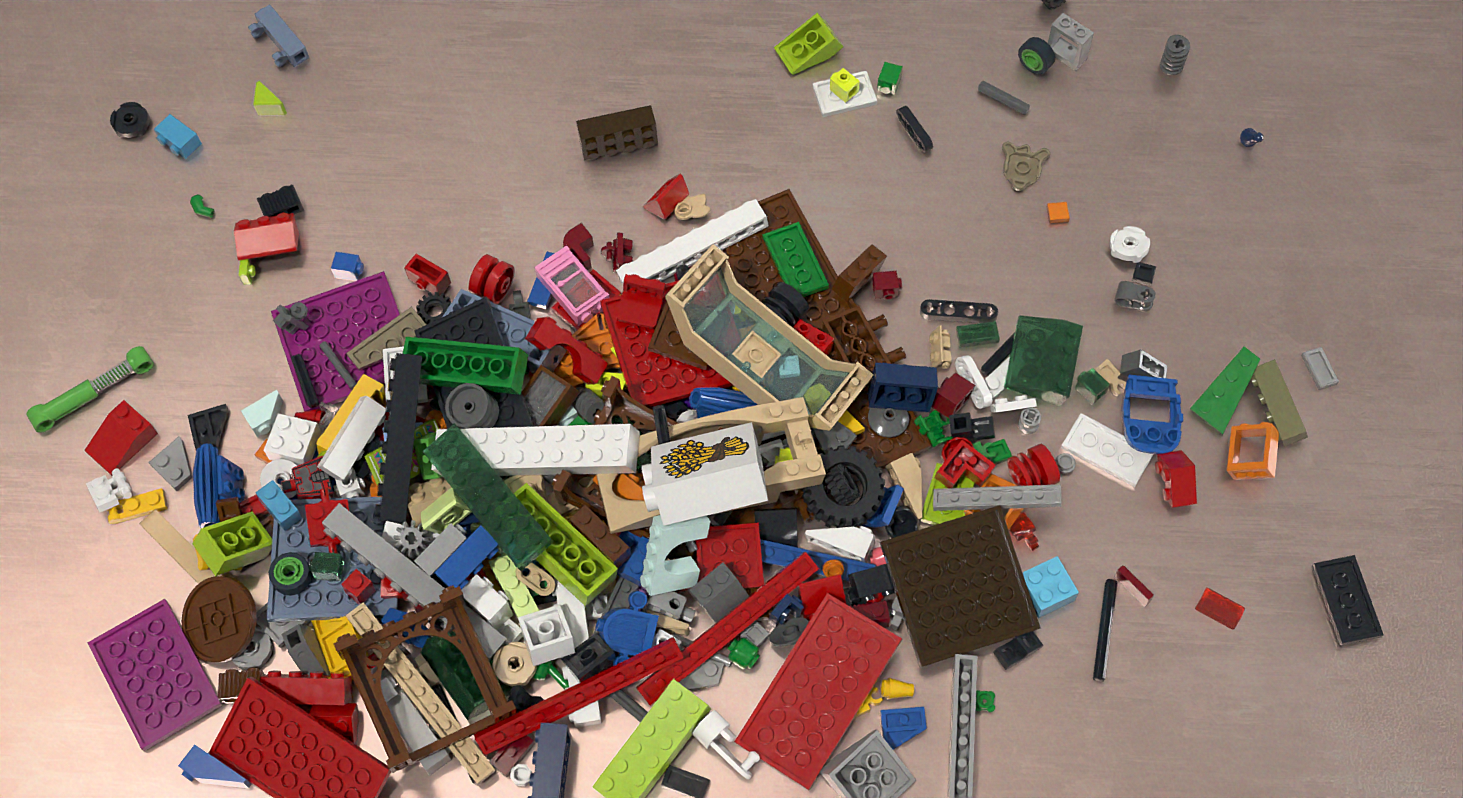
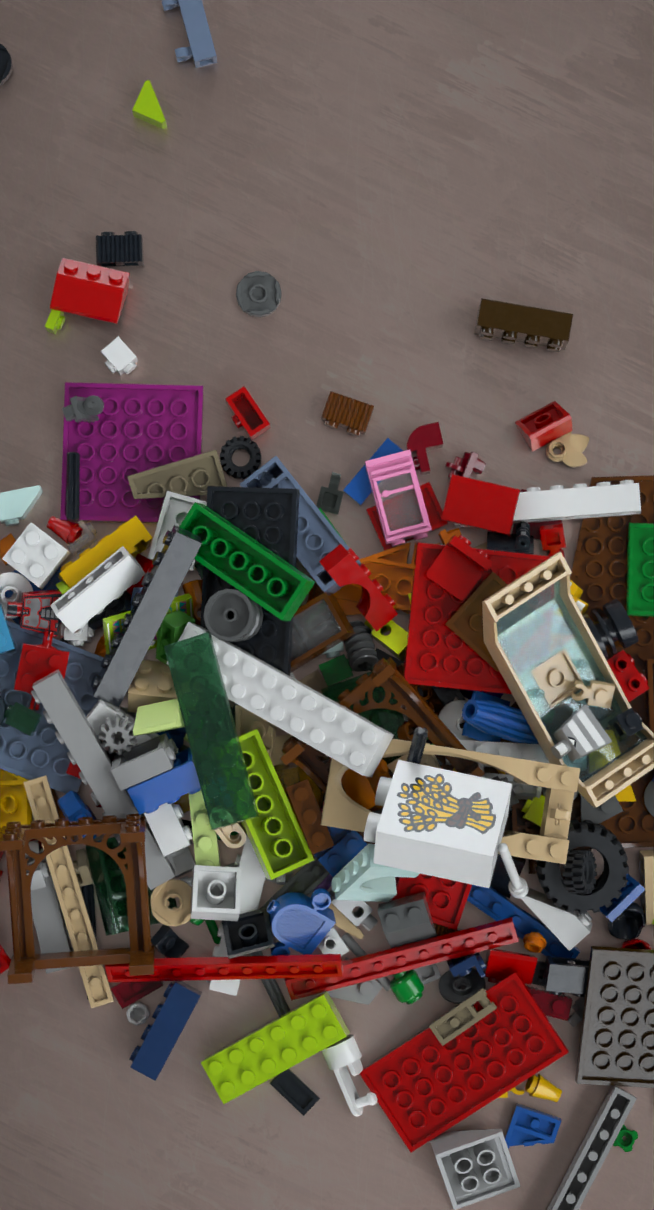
camera: 20 degrees right, 20 degrees up
(177, 136) = (35, 111): dark azure brick -> none
(198, 207) = (29, 213): green arm -> none
(308, 277) = (119, 357): none -> white brick
(338, 365) = (114, 482): dark grey bar -> none
(347, 266) = (165, 361): blue brick -> none
(358, 587) = (46, 756): red brick -> none
(403, 195) = (258, 294): none -> dark grey tile
(491, 278) = (316, 453): red wheel -> none
(508, 246) = (347, 413): none -> reddish brown brick
(646, 260) = (480, 504): none -> red tile
(793, 352) = (596, 694): none -> tan plate
(795, 382) = (580, 735): none -> light grey torso
(797, 524) = (517, 885): none -> white piece
(799, 648) = (462, 1017): none -> dark tan plate
(829, 359) = (629, 722): none -> black brick
(877, 557) = (591, 939): coral piece -> none

